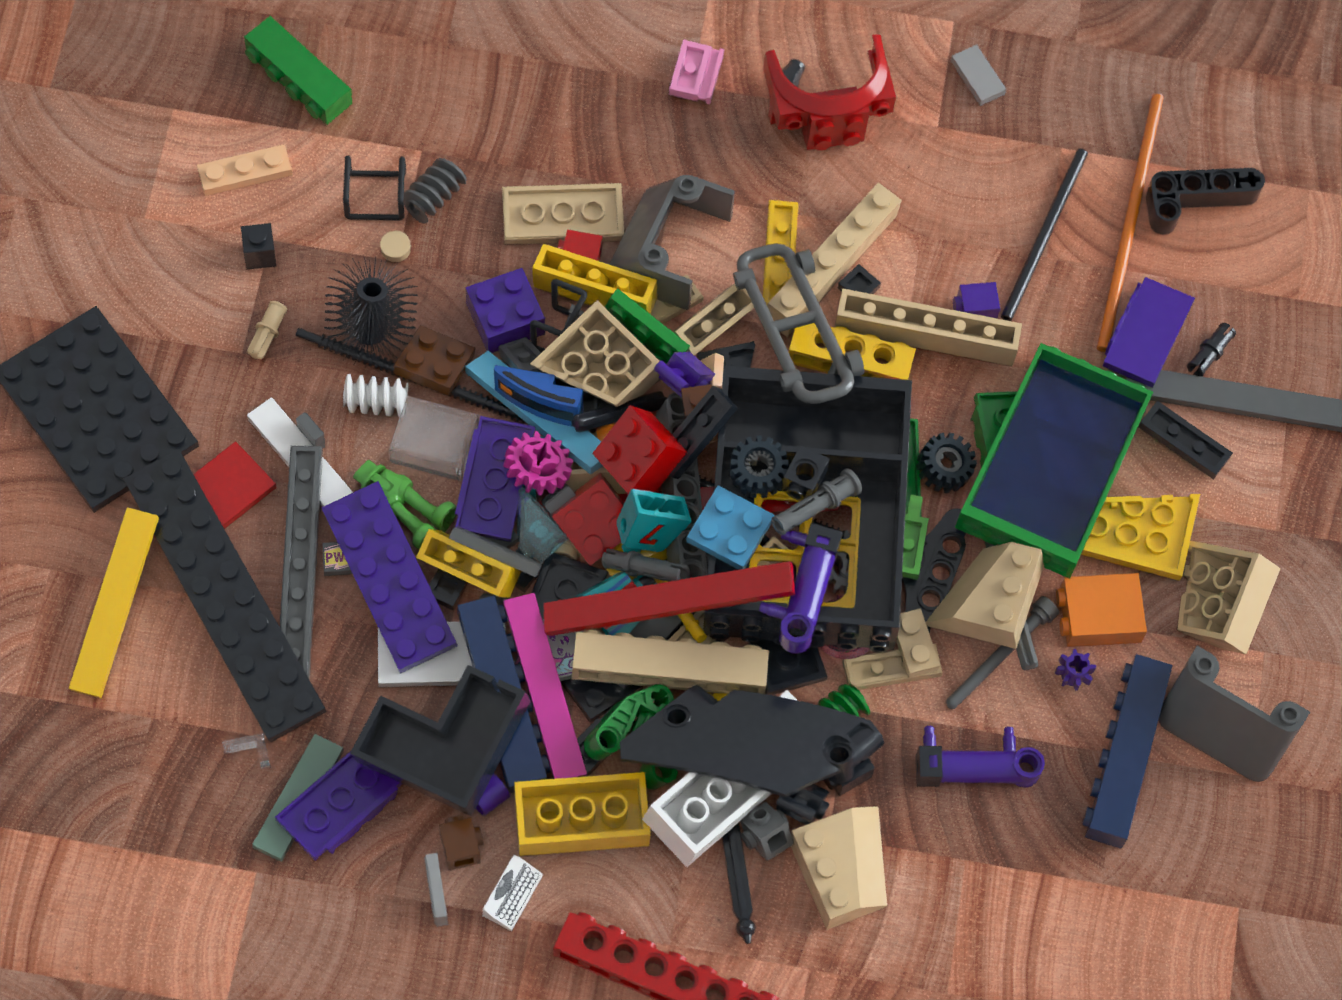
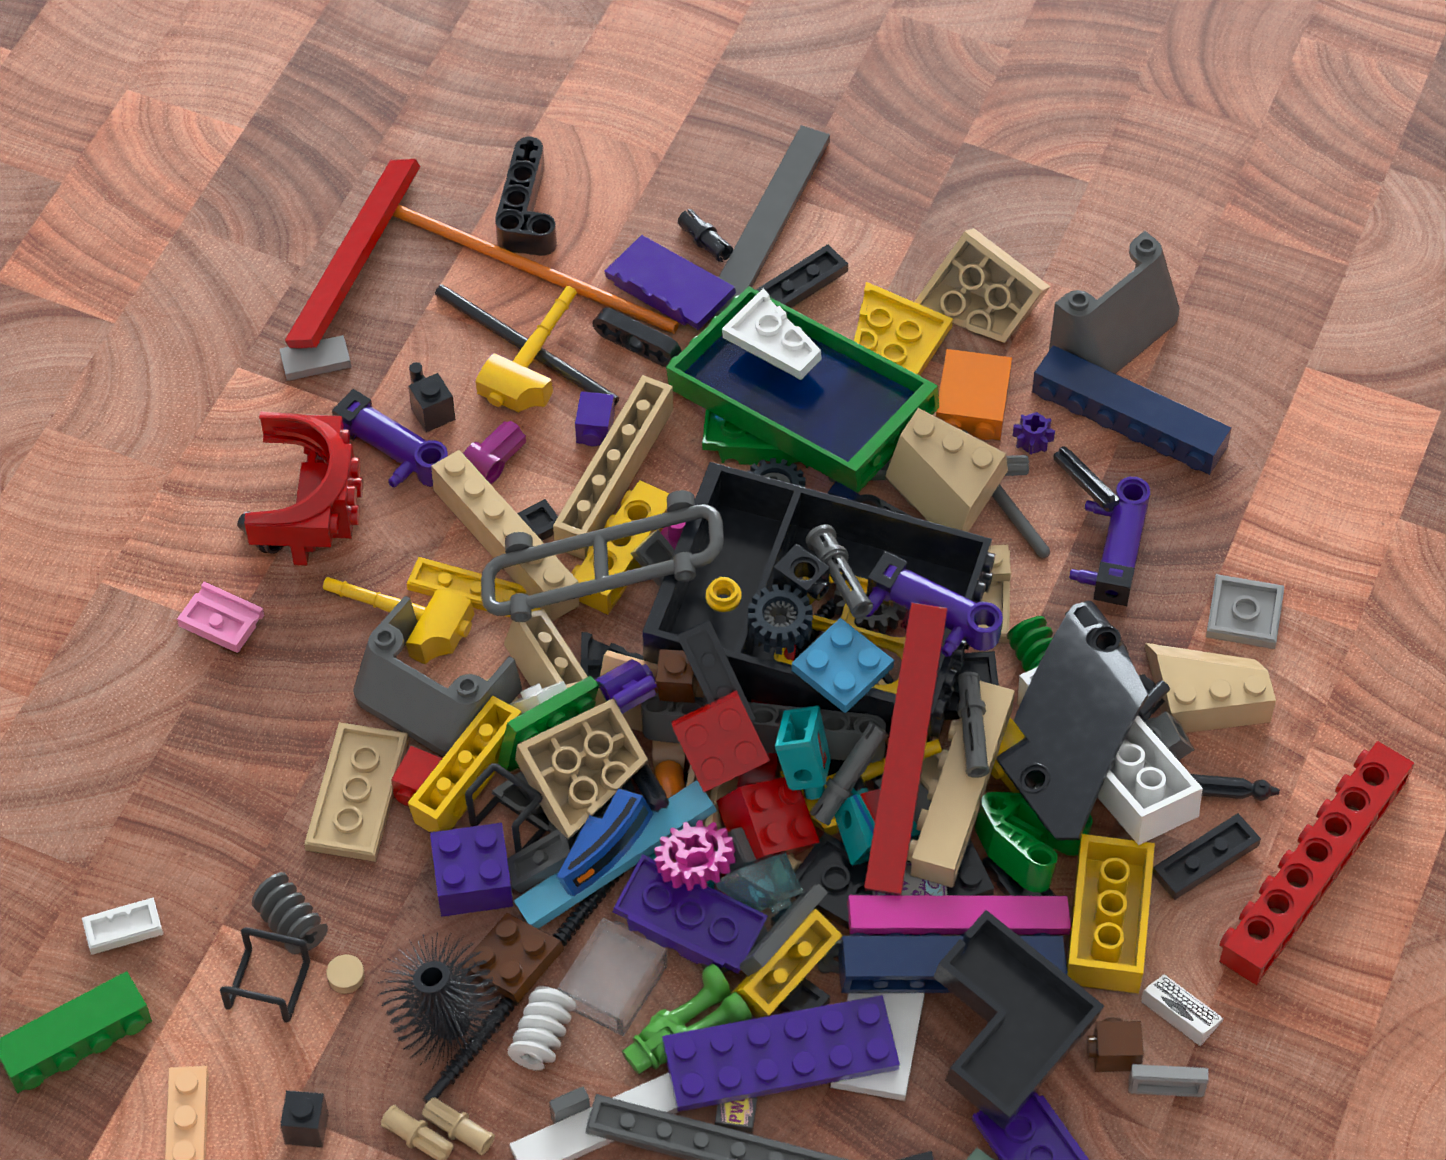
camera: 70 degrees left, 10 degrees down
(280, 358) = (458, 1125): none -> tan axle
(398, 79) = (122, 926): none -> white plate
(665, 890) = (1206, 856): none -> black plate
(667, 314) = (536, 695): none -> white plate
(710, 655) = (971, 711): none -> dark grey pin
(735, 232) = (438, 625): none -> yellow piece
(776, 410) = (727, 587): none -> yellow plate
(910, 147) = (390, 438): none -> dark purple piece
(911, 229) = (495, 450): none -> magenta piece
(937, 889) = (1245, 611): none -> light grey tile
(956, 169) = (430, 399): none -> black brick
(996, 225) = (511, 381): none -> yellow piece
(1034, 721) = (1086, 478): none -> black axle
(1078, 316) = (636, 336): none -> black beam
(1094, 73) = (352, 254): none -> red tile
(1094, 417) = (772, 337): none -> white wing

